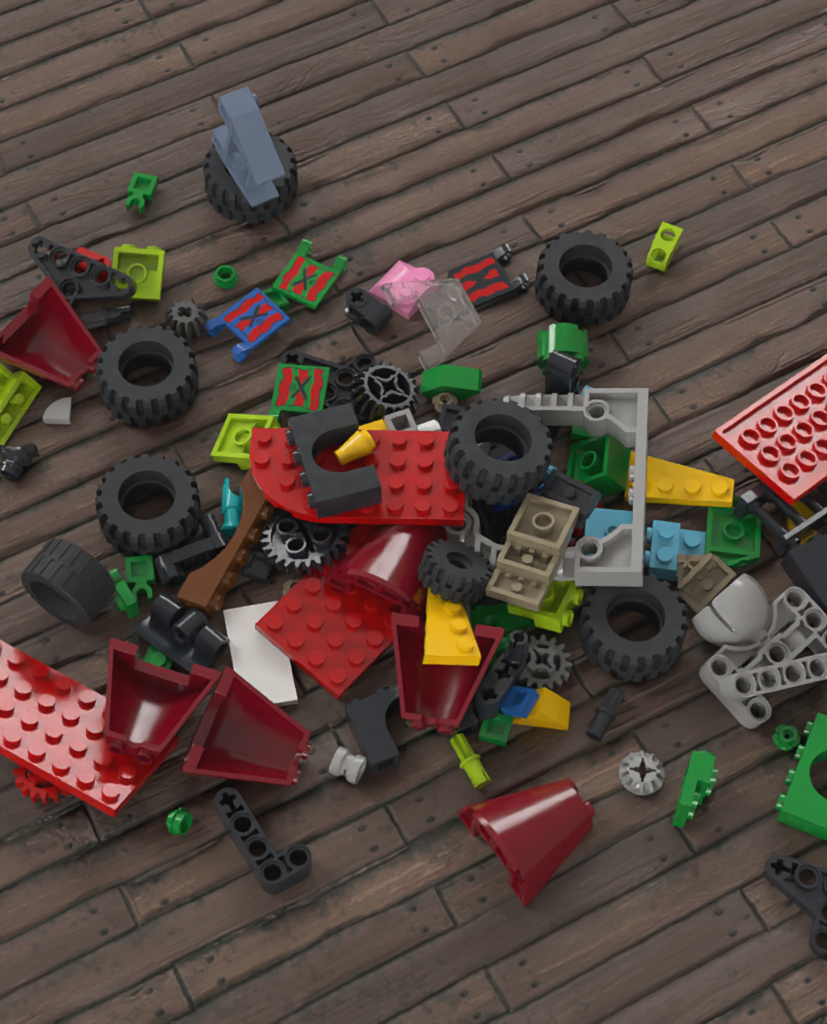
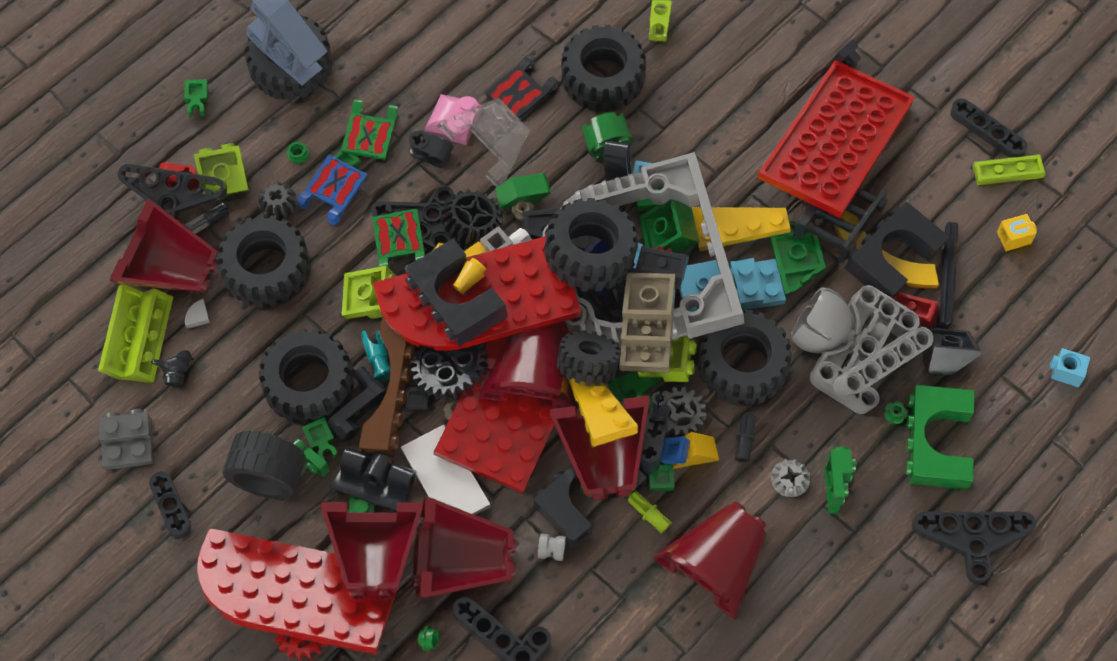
camera: 15 degrees left, 5 degrees up
(702, 579) = (786, 300): dark tan slope -> none

